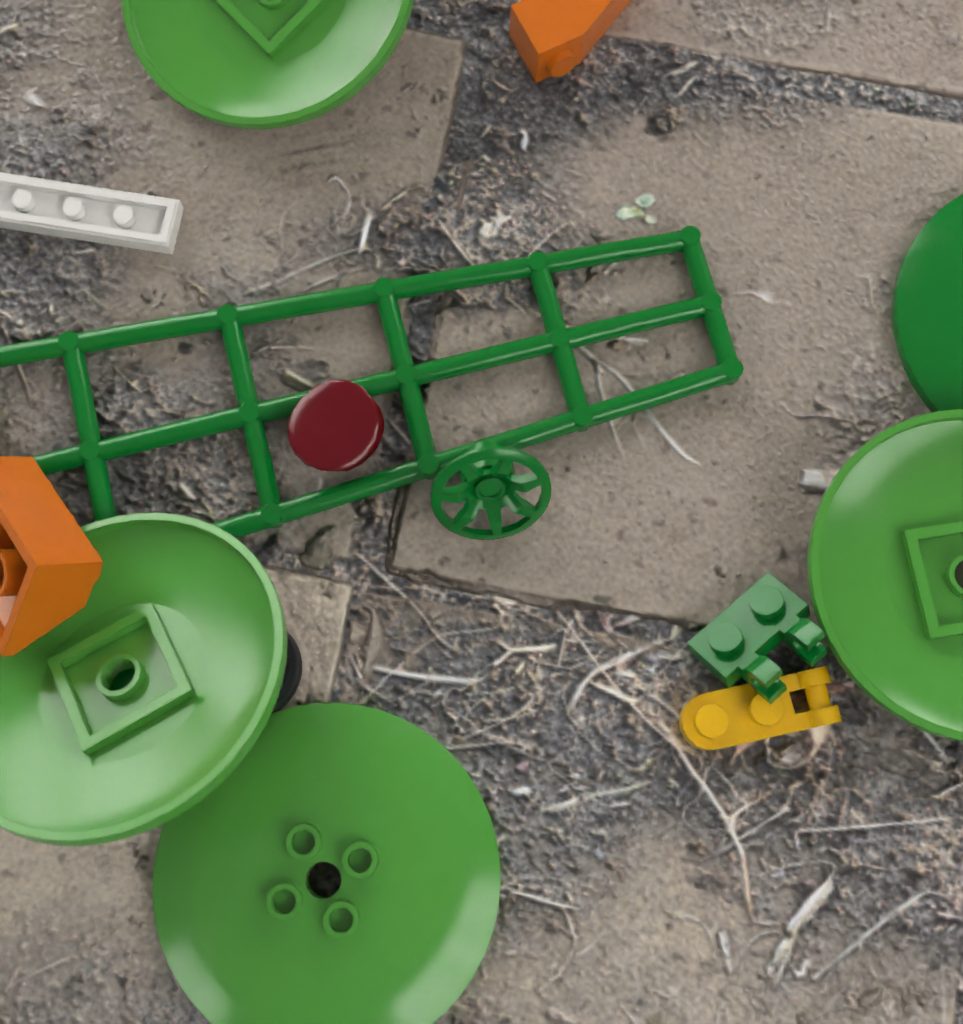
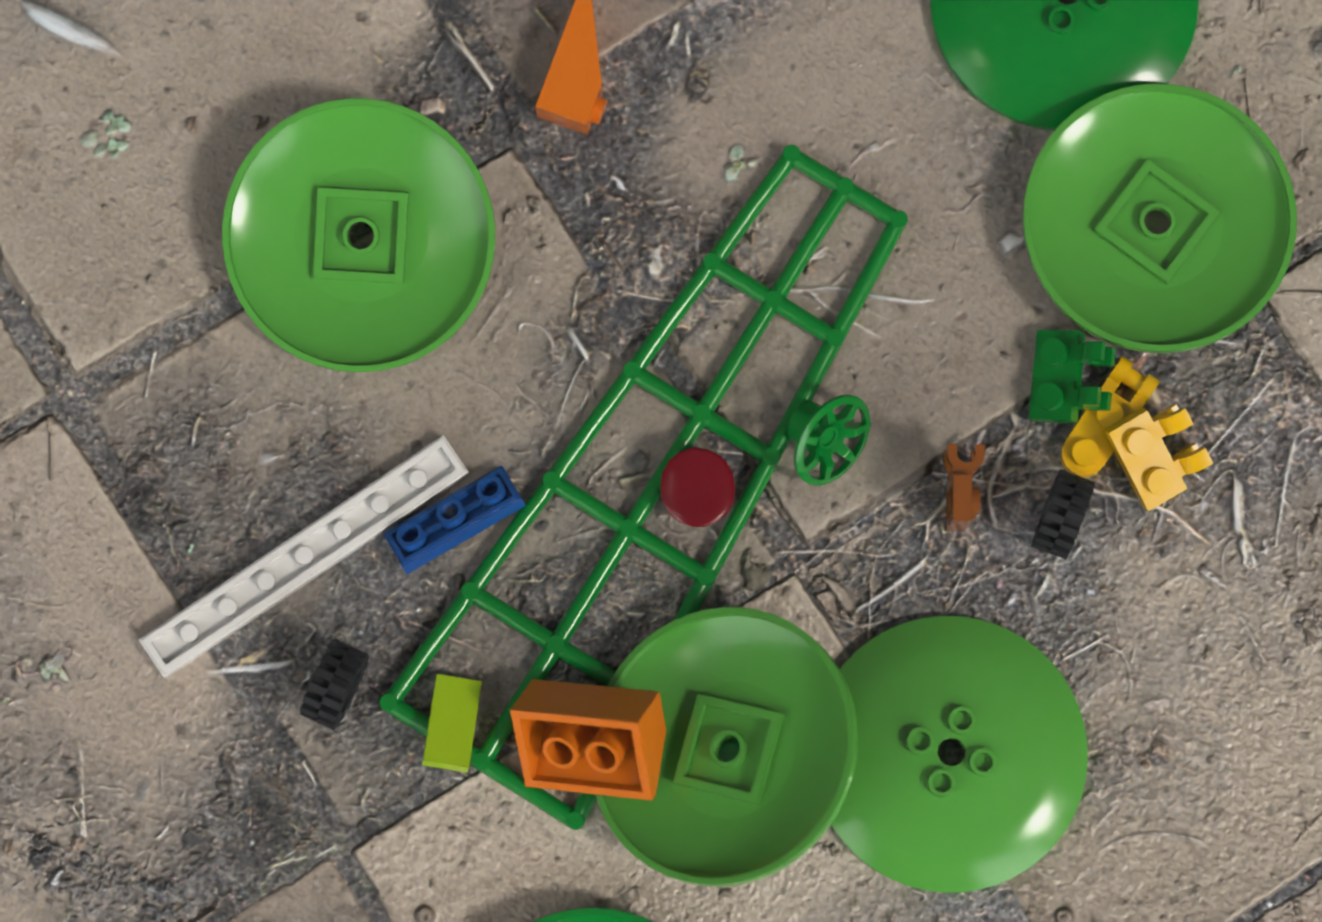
camera: 40 degrees left, 5 degrees up
(116, 273) = (474, 510): none -> blue tile
(558, 651) = (961, 497): none -> dark orange plate
(638, 758) = (1063, 514): none -> black tyre
(764, 780) = (1146, 459): none -> yellow plate

